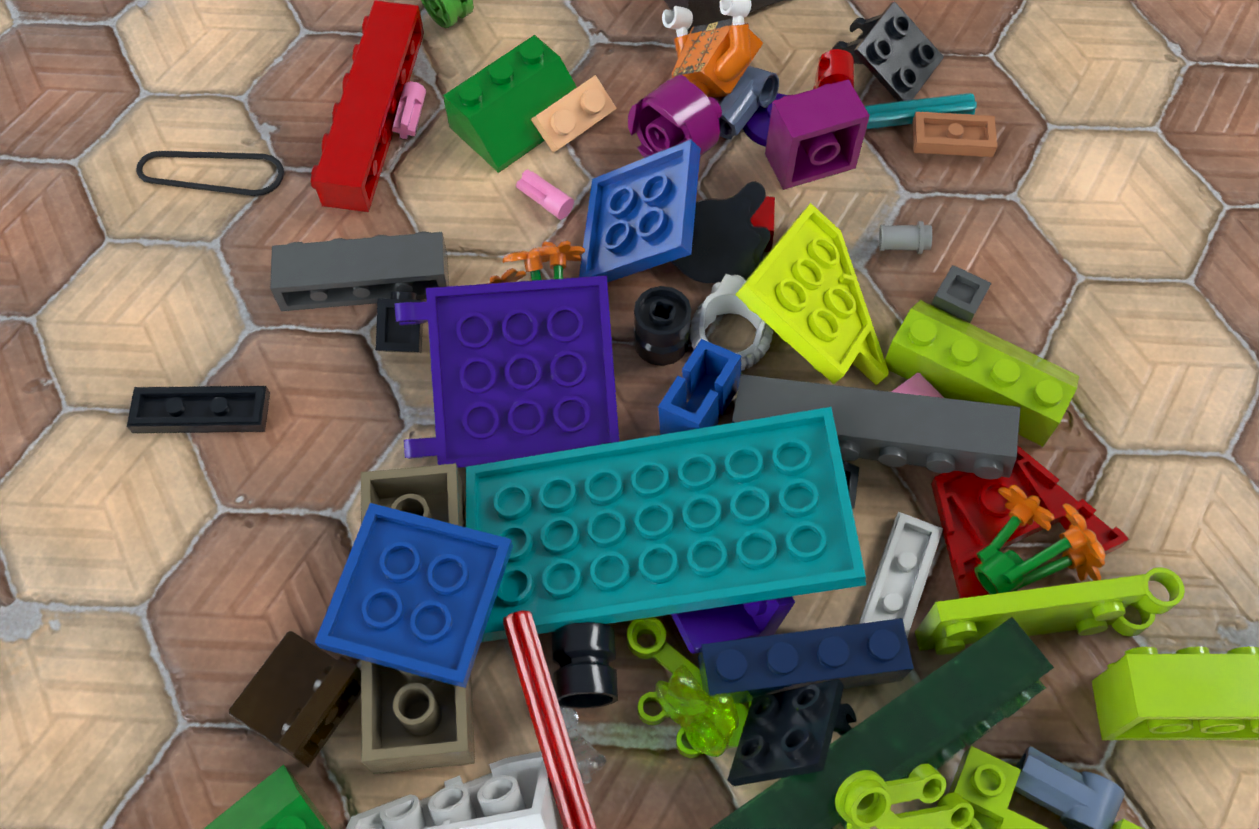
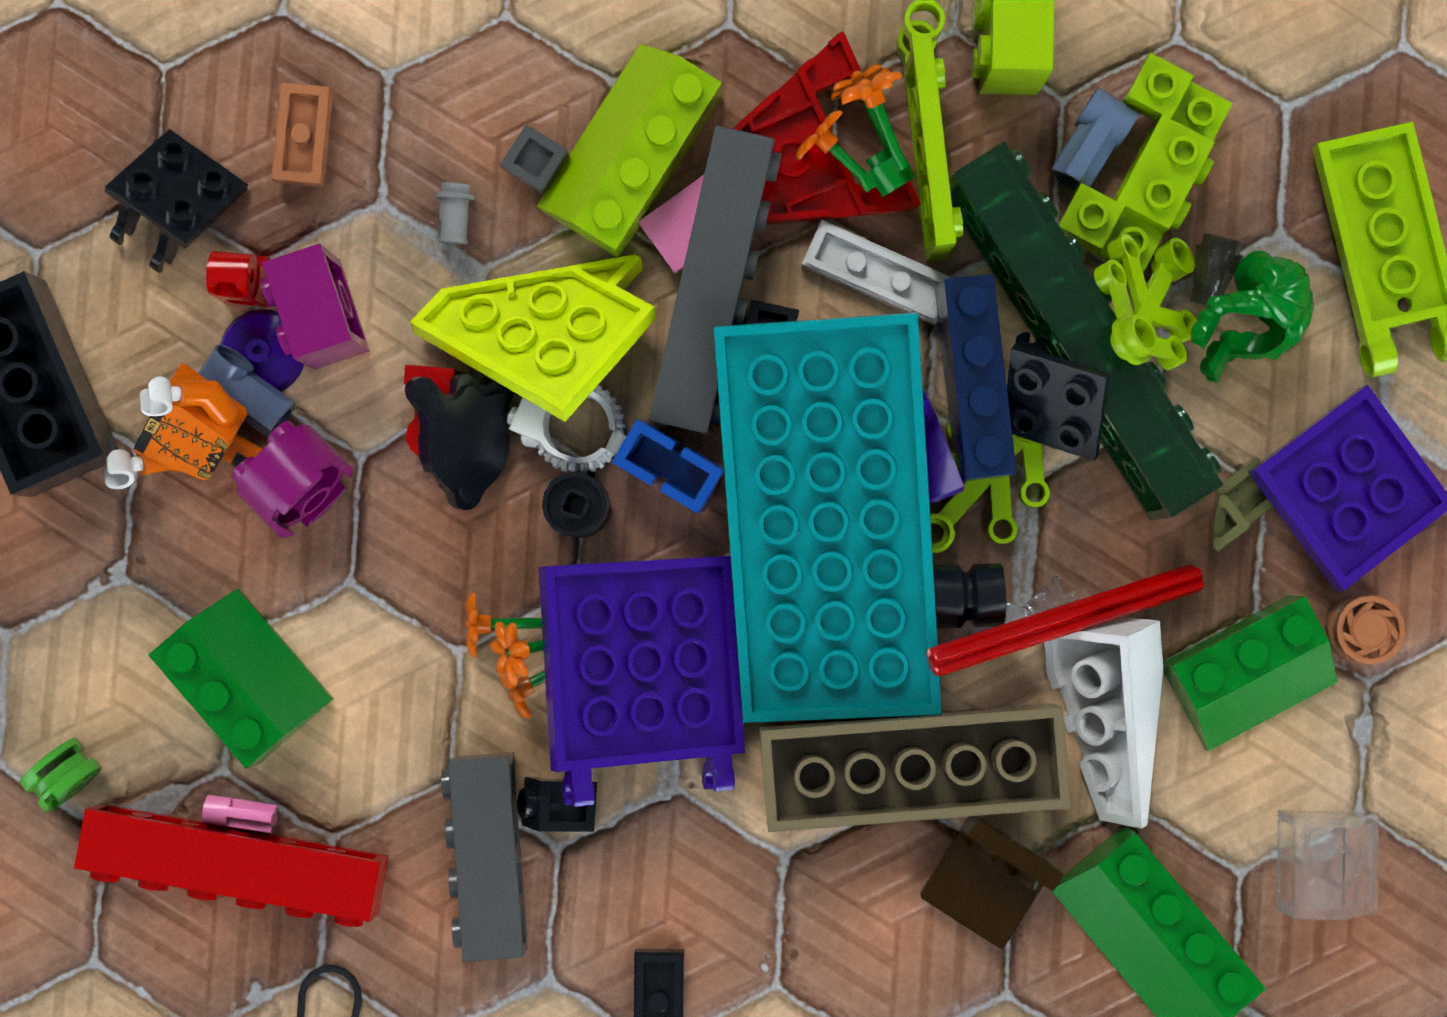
camera: 85 degrees left, 25 degrees up
(415, 595) = (913, 764): blue plate -> none
(545, 194) = (376, 640): bright pink piece -> none
(573, 113) = (256, 604): light nougat plate -> none
(642, 214) = (432, 525): blue plate -> none
(706, 719) = (1034, 478): clear neon green plate -> none
(903, 111) = (258, 166): teal axle -> none

